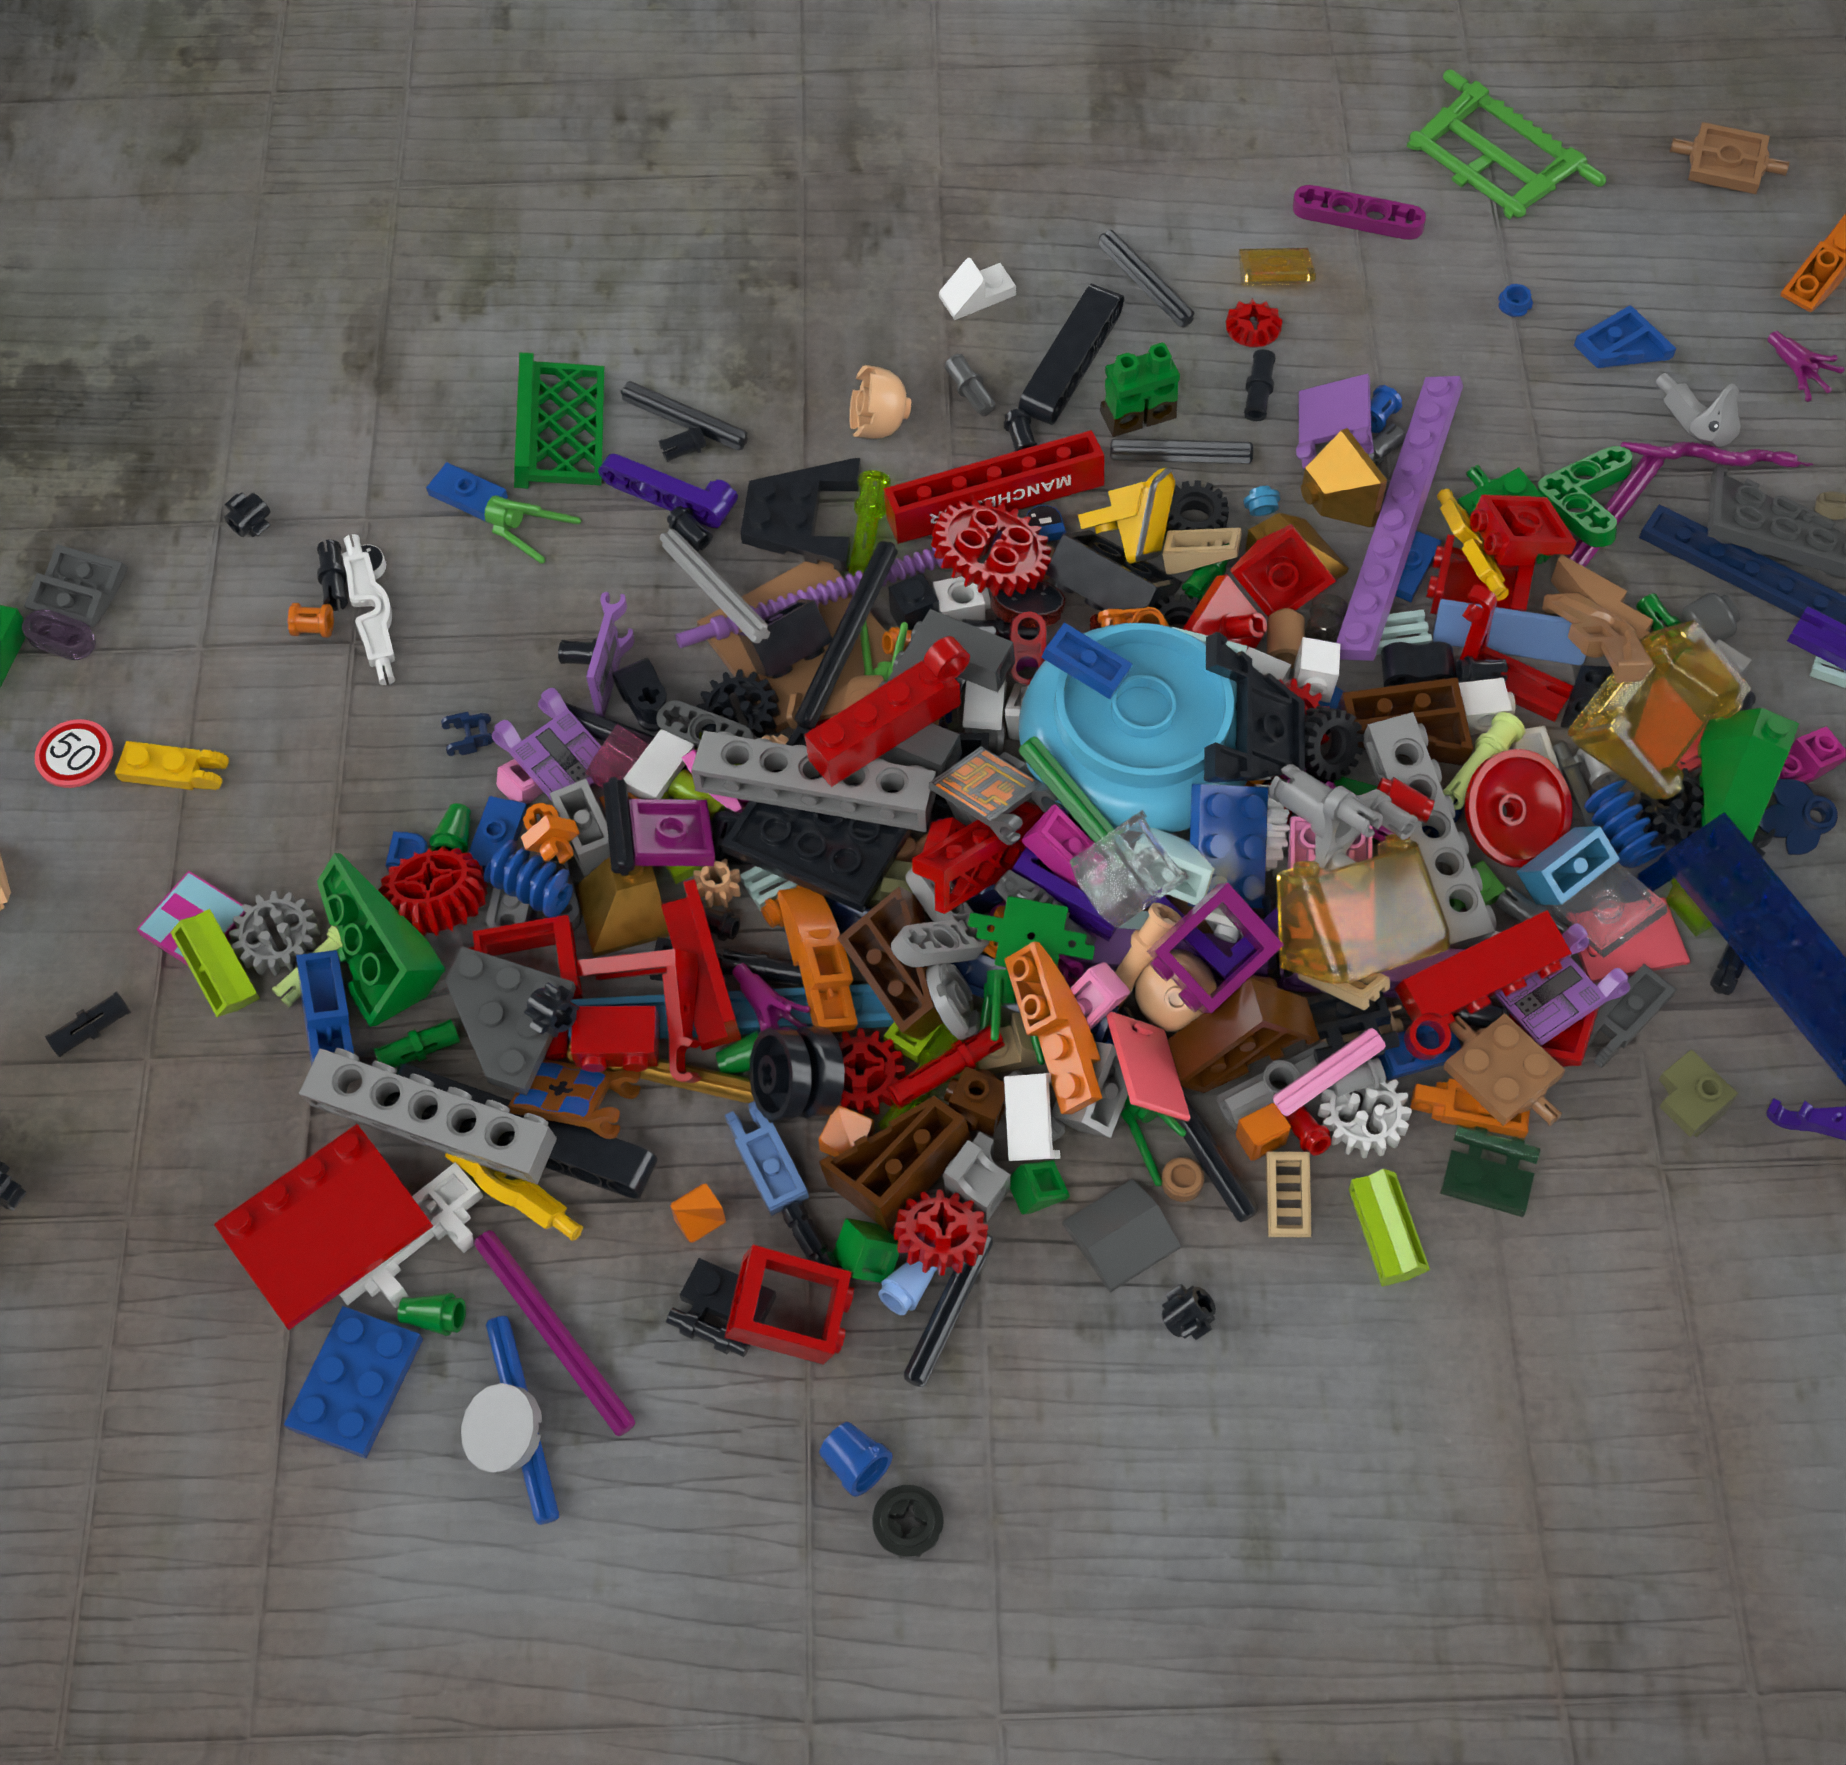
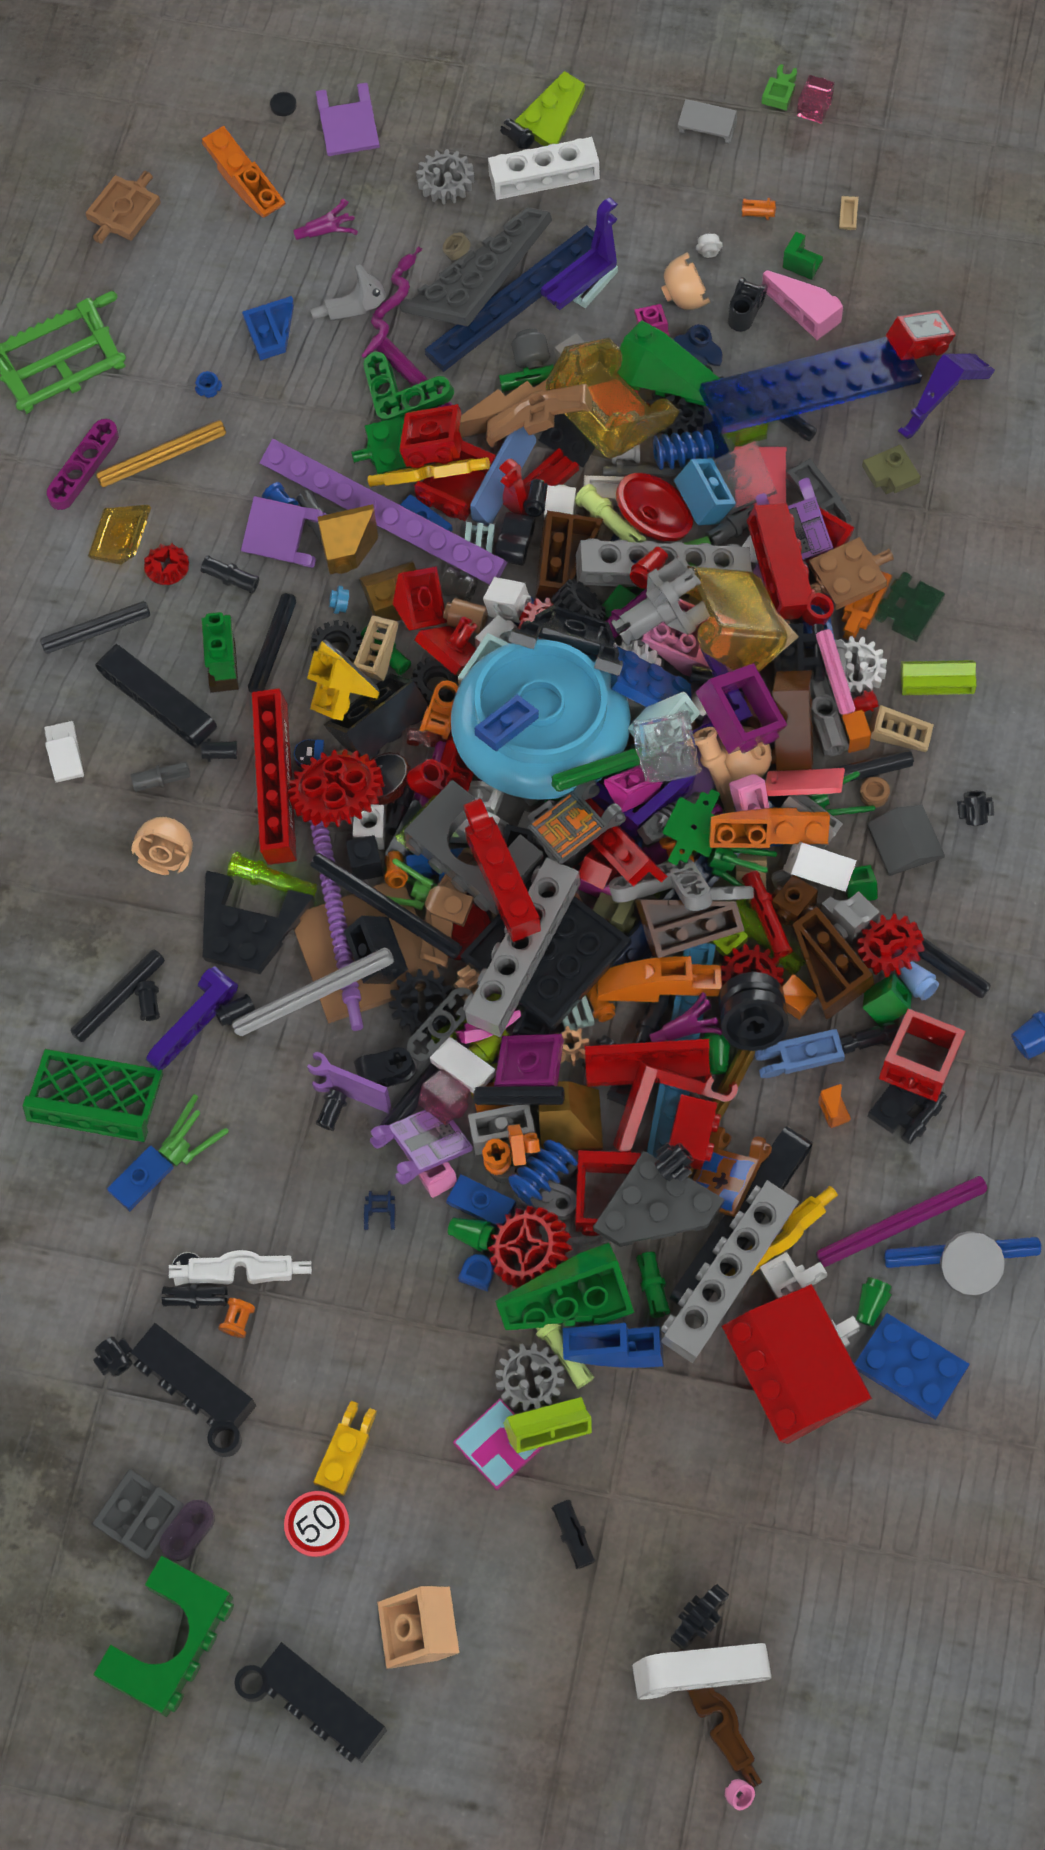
camera: 75 degrees left, 5 degrees up
(225, 601) = (196, 1382): none -> black hinge
(1403, 281) = (161, 453): none -> pearl gold axle

